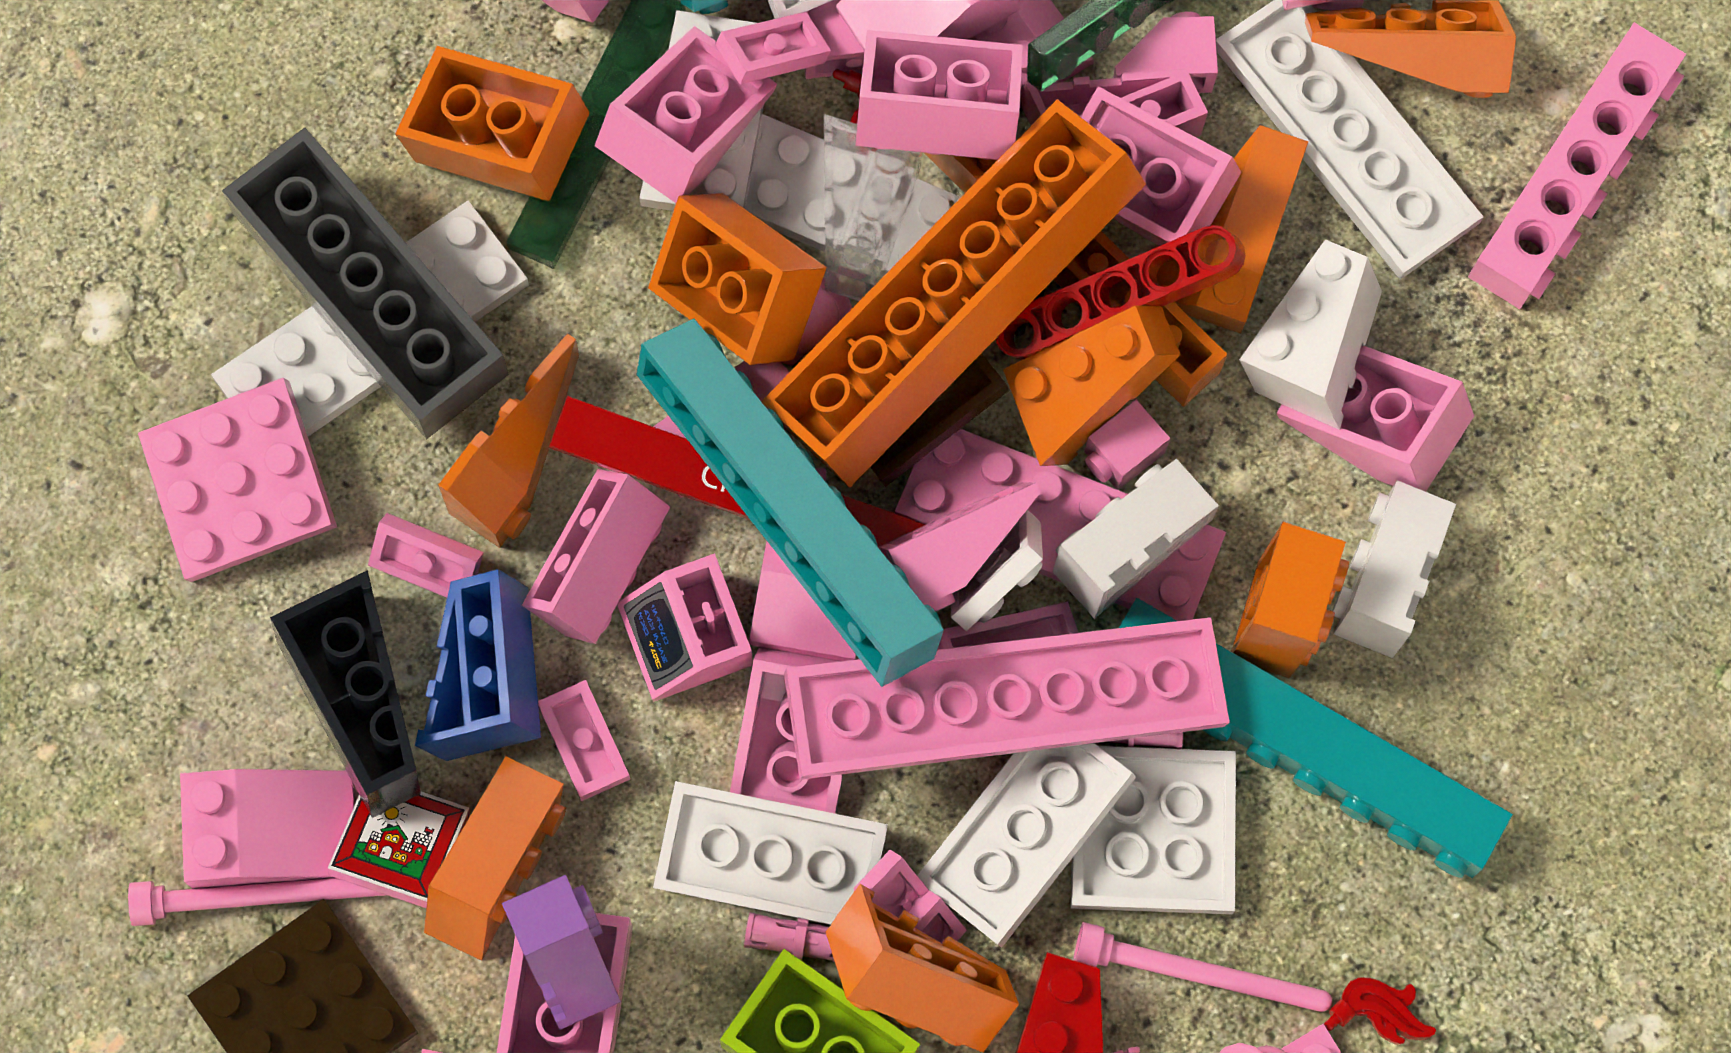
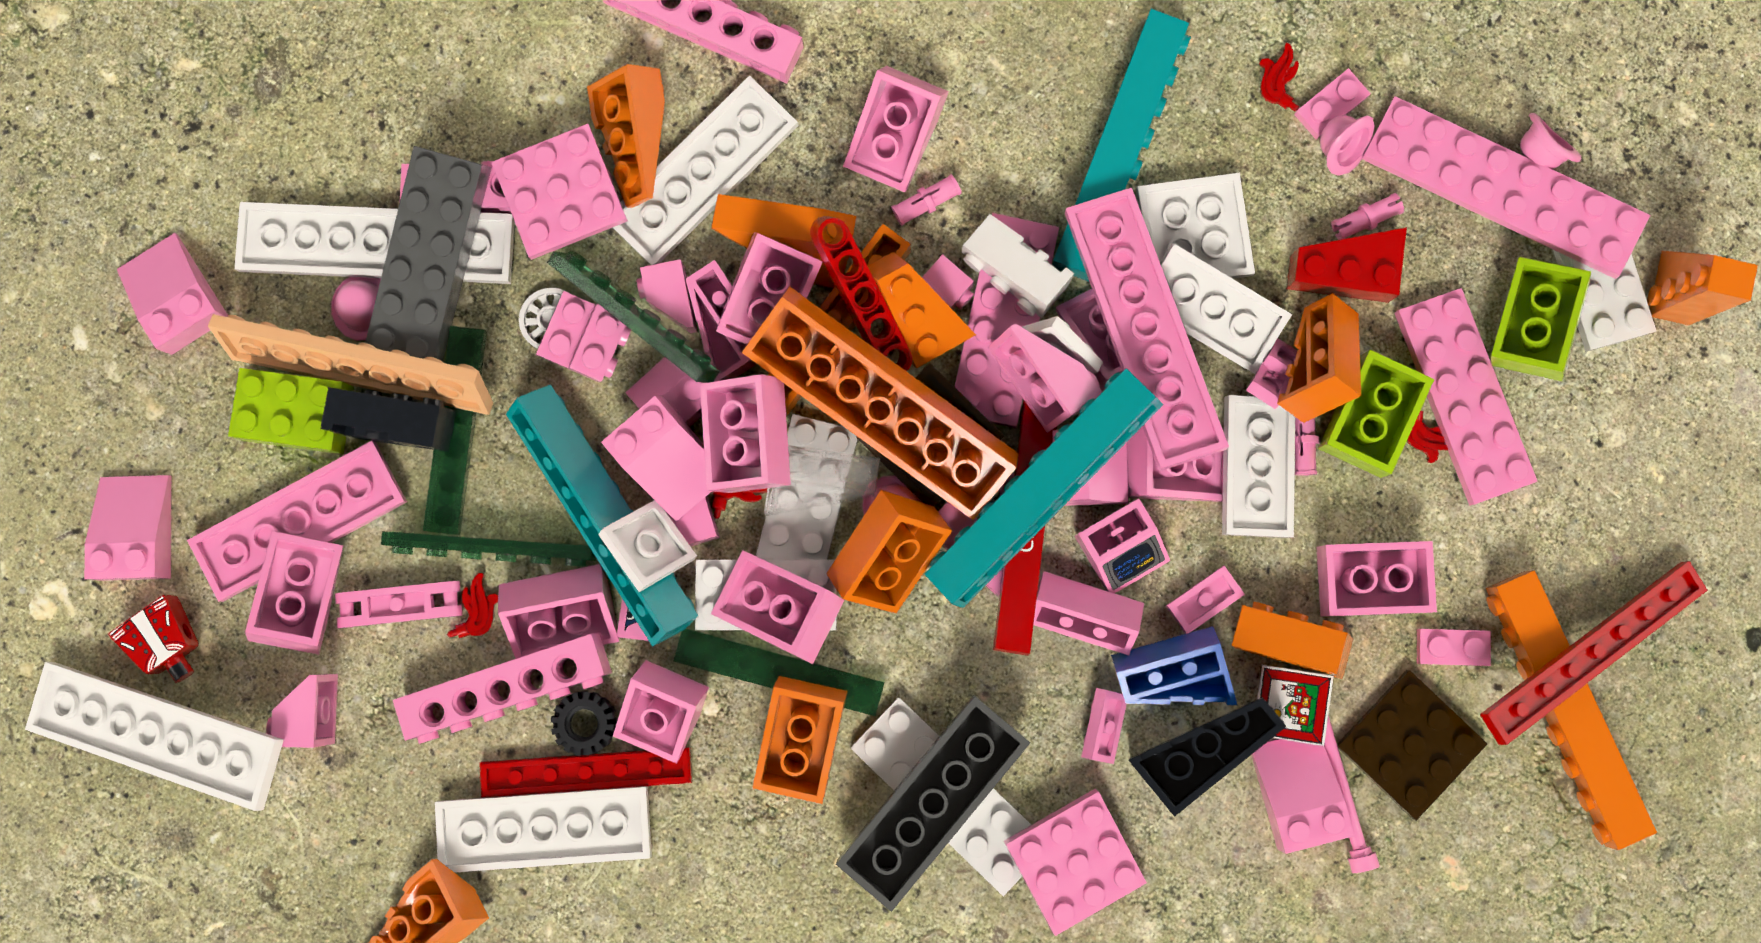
camera: 90 degrees left, 10 degrees up
(499, 473) = (1043, 685): orange wedge -> none
(557, 939) = (1366, 581): medium lavender wedge -> none
(773, 47) = (719, 556): bright pink plate -> none
(1099, 948) = (1276, 253): bright pink piece -> none
(1259, 440) = (926, 200): none -> bright pink pin
(1289, 600) = (1045, 160): orange brick -> none
(1315, 335) = (853, 170): white wedge -> none
(1392, 568) = (1000, 103): white wedge -> none

